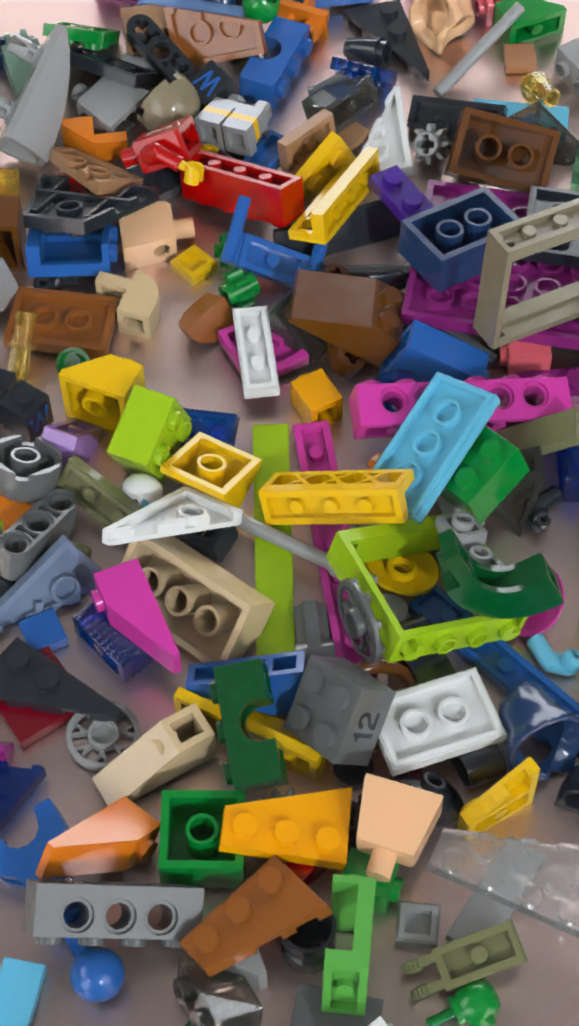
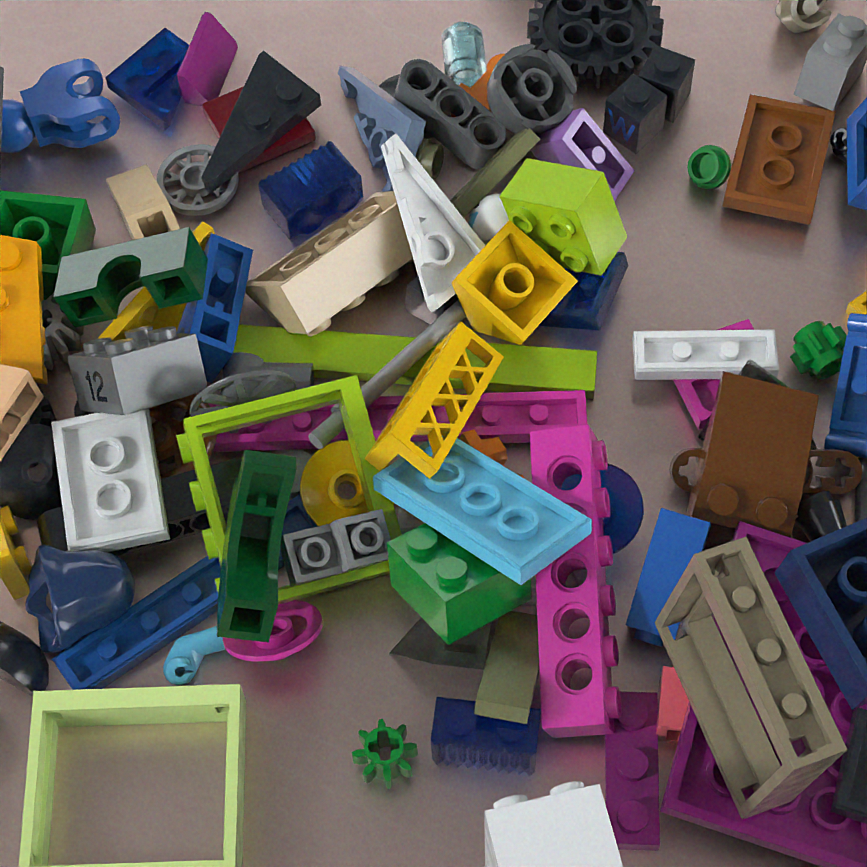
camera: 100 degrees right, 5 degrees up
(22, 344) = (734, 107): clear yellow axle -> none
(43, 631) = (338, 127): blue tile -> none
(100, 389) = (642, 183): yellow slope -> none
(102, 843) = (49, 153): orange slope -> none
(134, 612) = (308, 185): dark pink slope -> none
(139, 301) = (806, 240): tan brick -> none
(206, 318) = (774, 307): dark orange brick -> none
(316, 398) = (627, 422): light orange brick -> none
(539, 516) = (417, 677): black arm -> none

